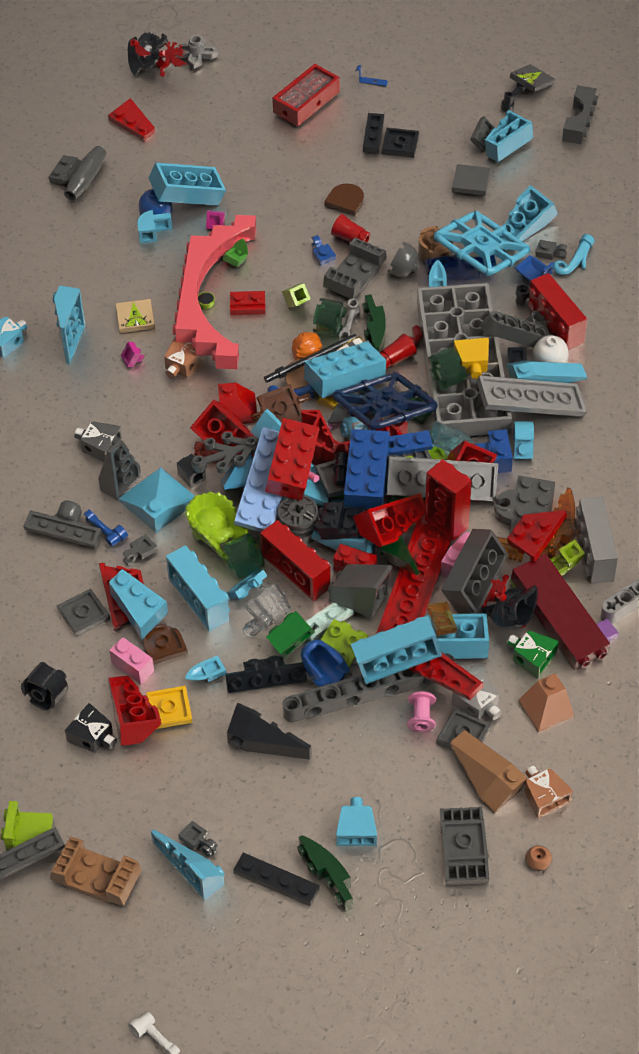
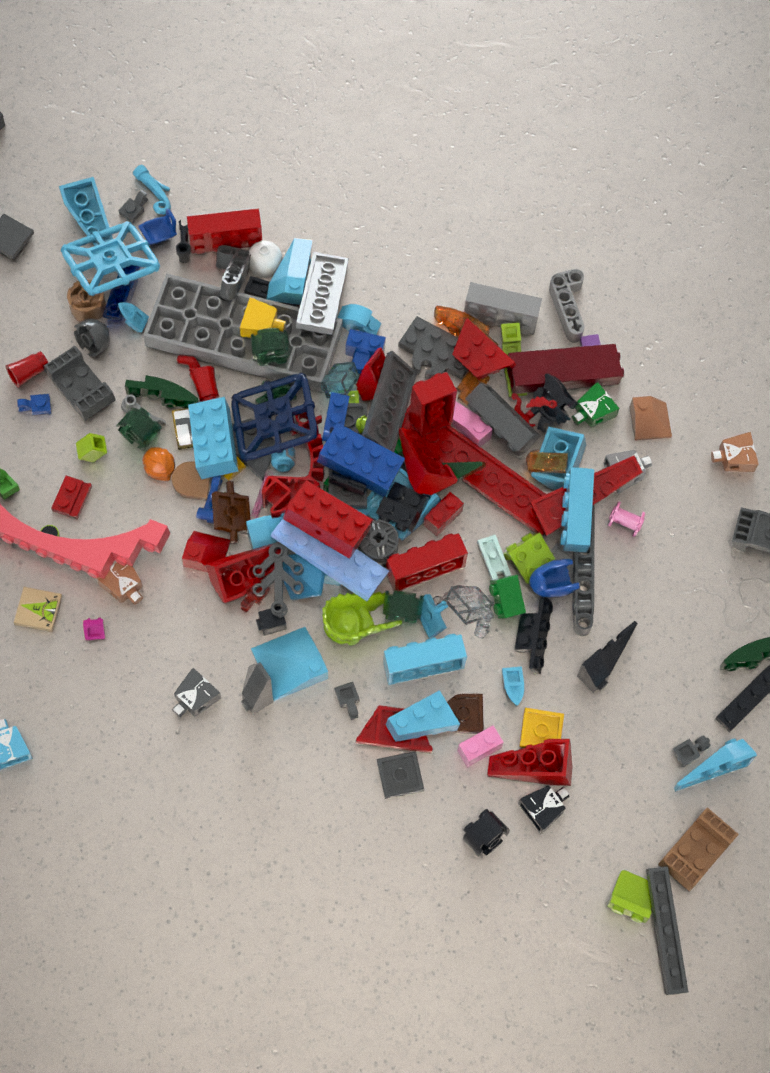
camera: 75 degrees left, 15 degrees up
(64, 525) = (290, 761): dark grey plate -> none
(69, 318) = (33, 675): medium azure slope -> none
(113, 535) = (321, 717): blue brick -> none
(283, 371) = (185, 495): black bar -> none
(356, 825) = (720, 613): medium azure torso -> none
(361, 587) = (479, 517): dark grey slope -> none
(458, 723) = (654, 495): dark grey tile -> none
(489, 772) = (709, 488): medium nougat wedge -> none

